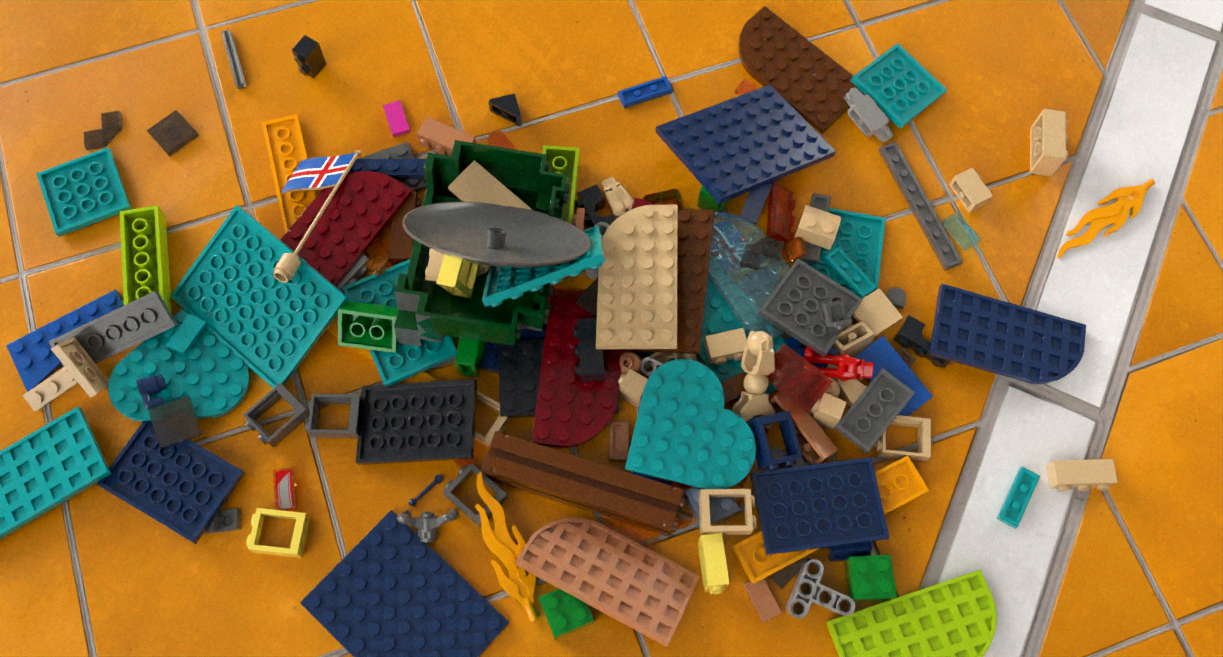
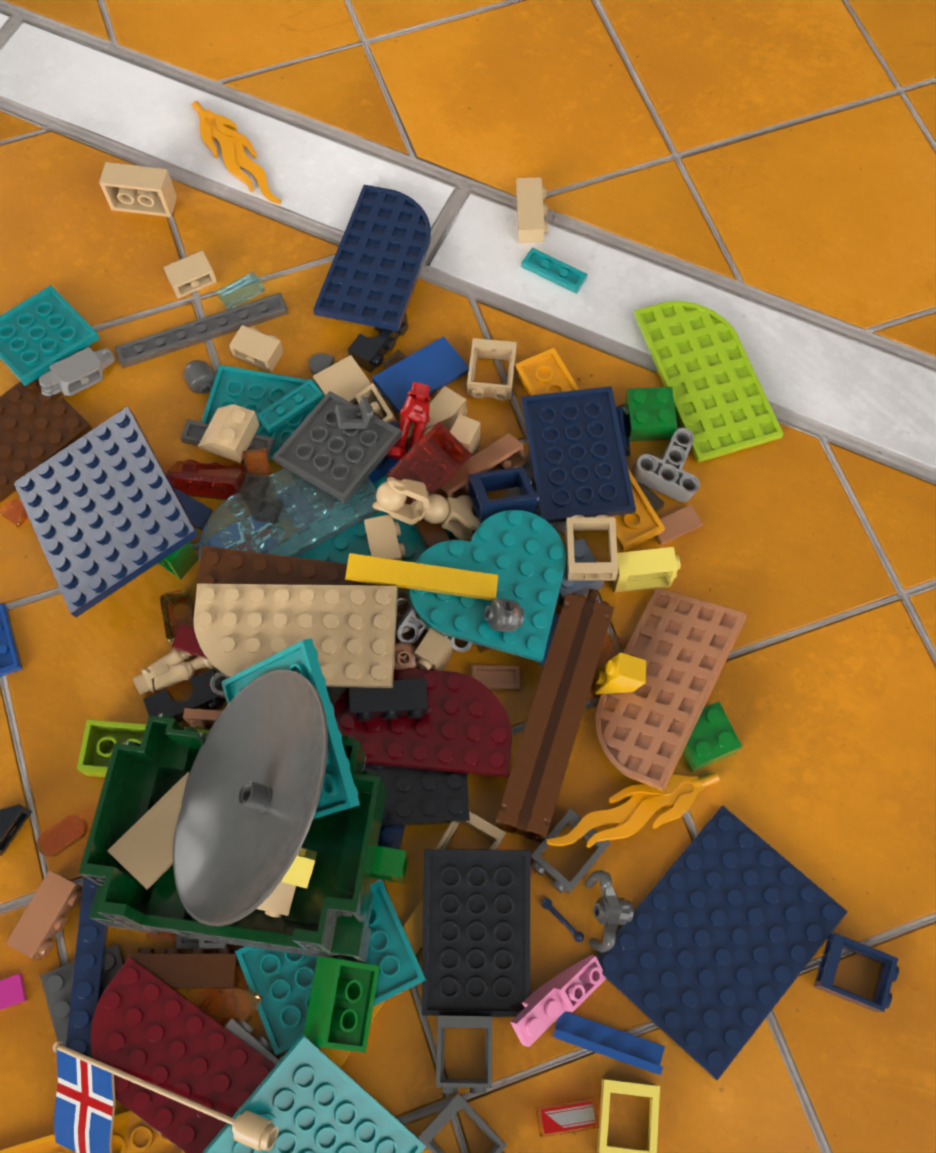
camera: 85 degrees left, 0 degrees up
(332, 521) = (609, 1042): none -> blue fence
(367, 480) = (555, 997): none -> bright pink slope
(615, 536) = (620, 675): none -> yellow slope
(656, 432) = (504, 615): none -> dark grey head
(686, 367) = (421, 577): none -> yellow tile
(873, 204) = (199, 376): none -> dark grey head
(874, 410) = (466, 389): dark grey plate -> none
(904, 246) = (256, 348): none -> tan brick

